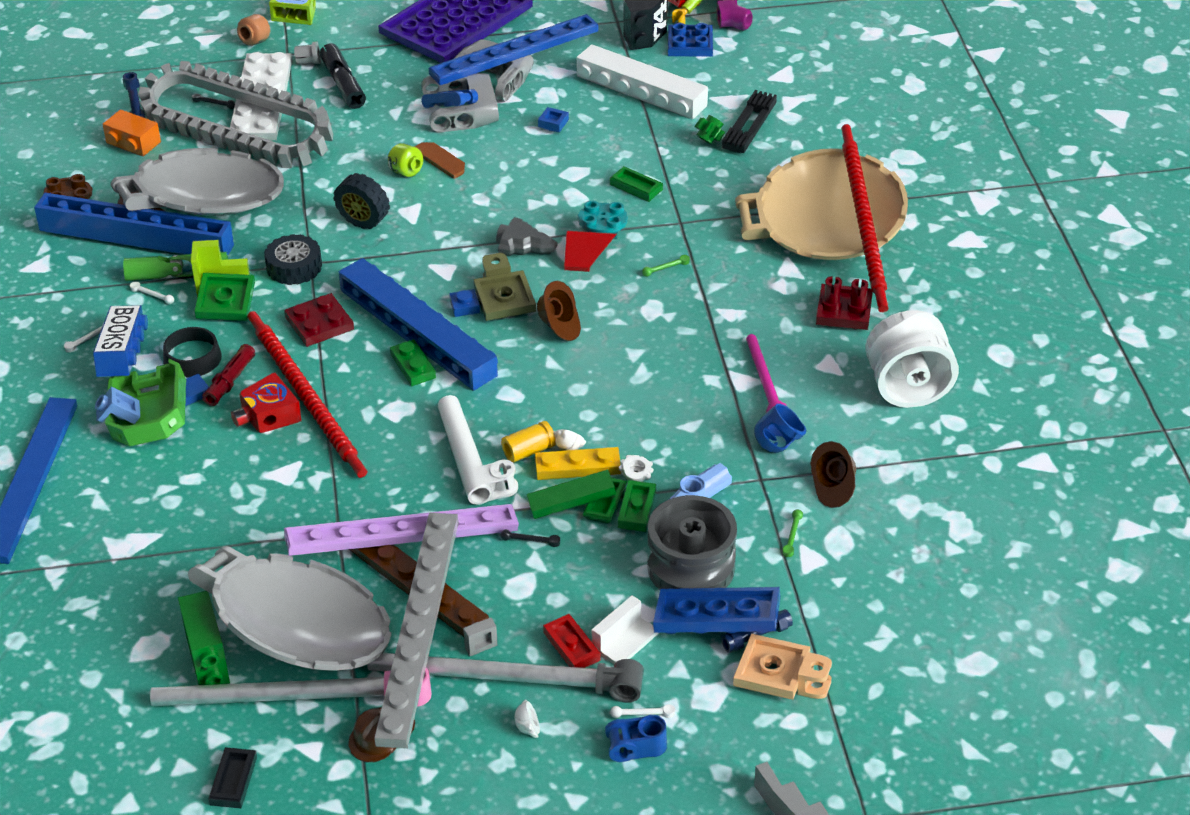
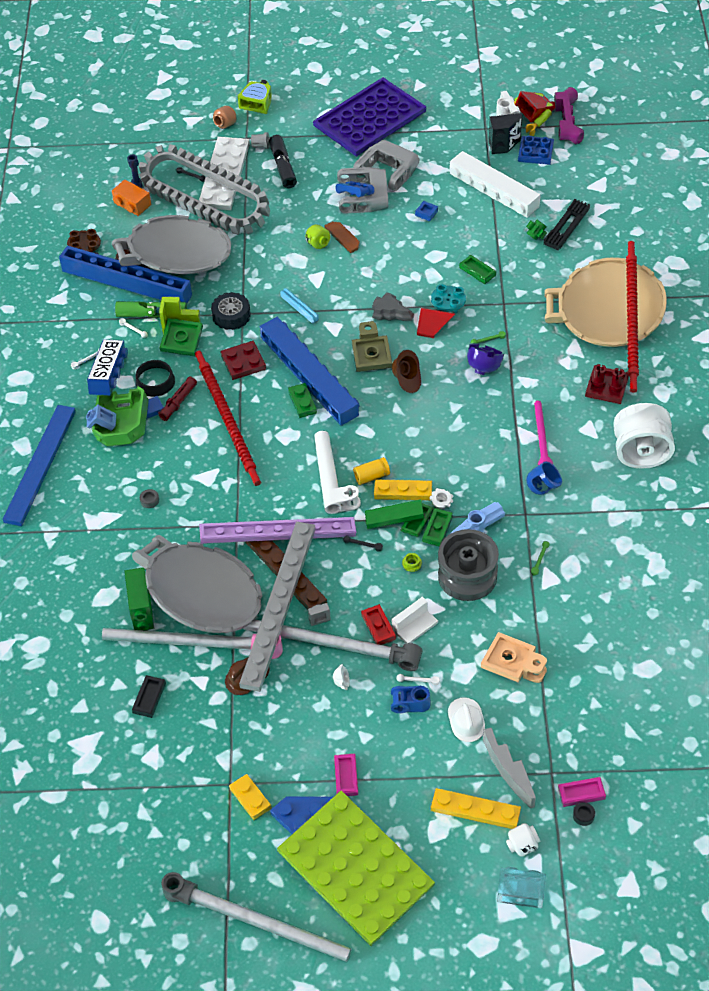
camera: 10 degrees right, 10 degrees up
(201, 508) = (149, 498): none -> dark grey tile
(267, 405) = (200, 425): red torso -> none
(361, 201) = (282, 270): black wheel -> none
(391, 246) = (299, 305): none -> medium azure axle
(464, 303) = (344, 356): blue plate -> none
(513, 49) = (405, 151): blue tile -> none
(568, 440) = (398, 473): white animal -> none
(607, 555) = (412, 558): none -> lime plate
(666, 287) = (484, 358): none -> dark purple cylinder
(717, 610) = (478, 612): blue plate -> none
(725, 760) = (466, 719): none -> white piece
(736, 641) = (519, 624): dark blue bar -> none
(833, 474) = (574, 518): reddish brown piece -> none

